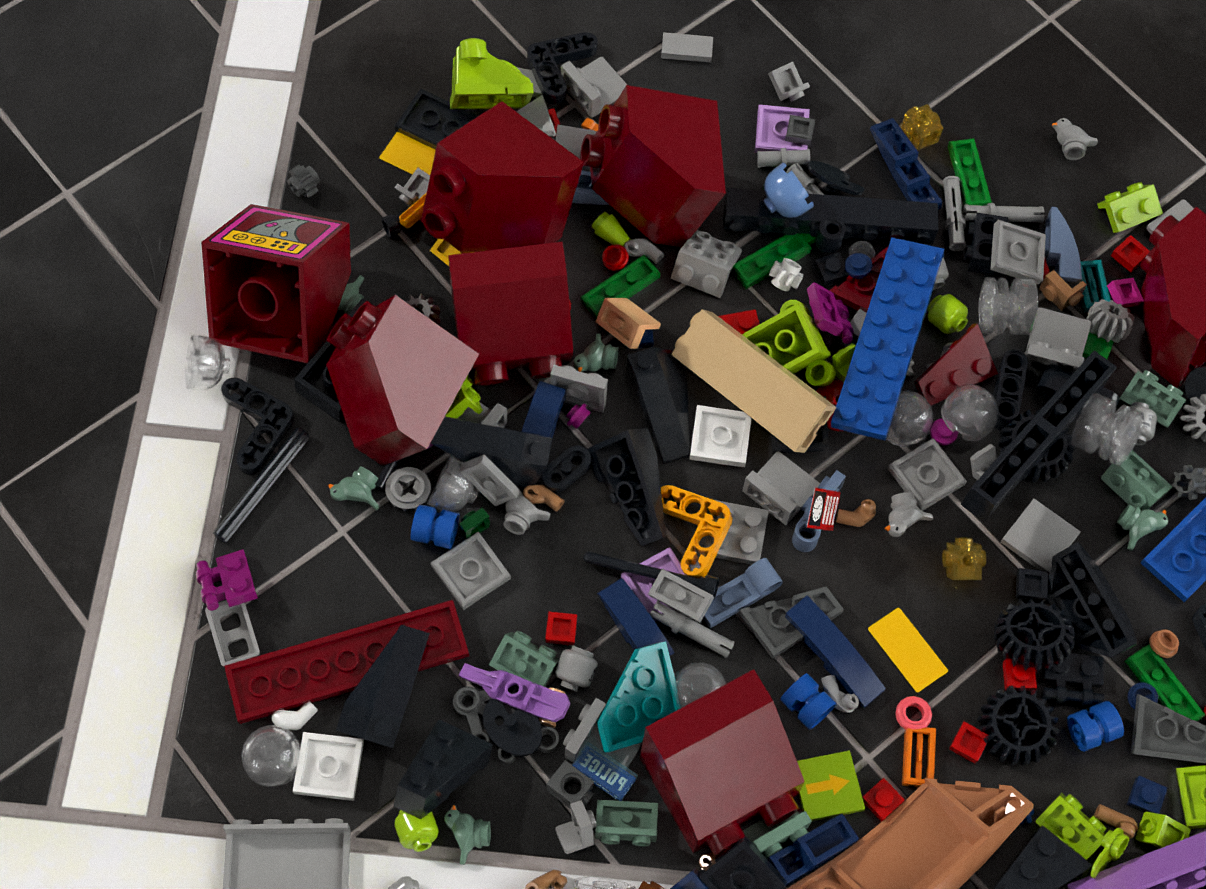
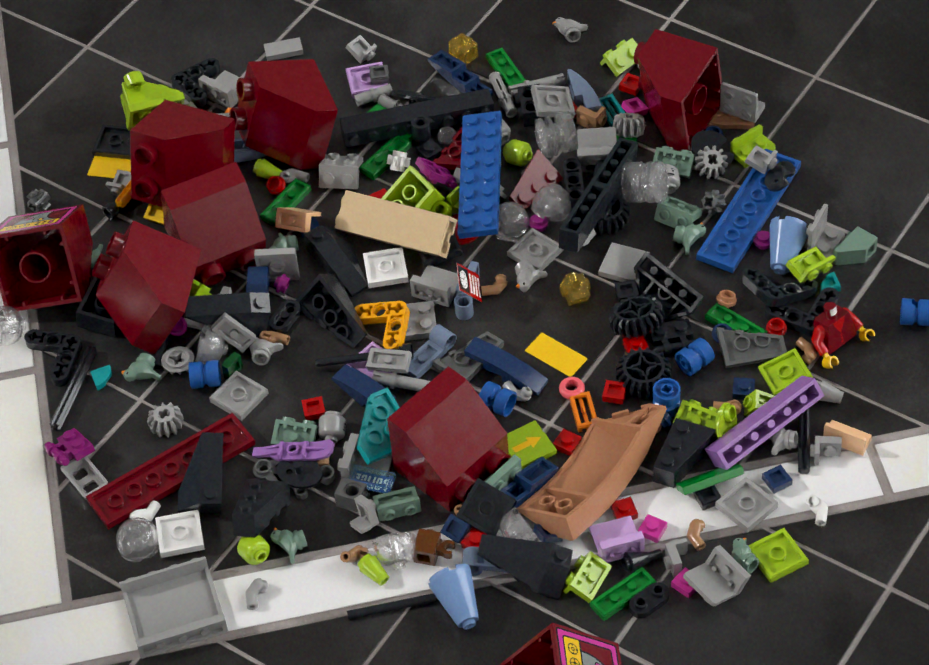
camera: 10 degrees left, 15 degrees down
(302, 479) = (101, 376): none -> teal tile
(362, 570) = (165, 419): none -> light grey gear
(785, 193) = (381, 106): medium blue cylinder -> none
(858, 265) = (446, 141): dark blue plate -> none
(1034, 785) = (667, 393): none -> blue wheel

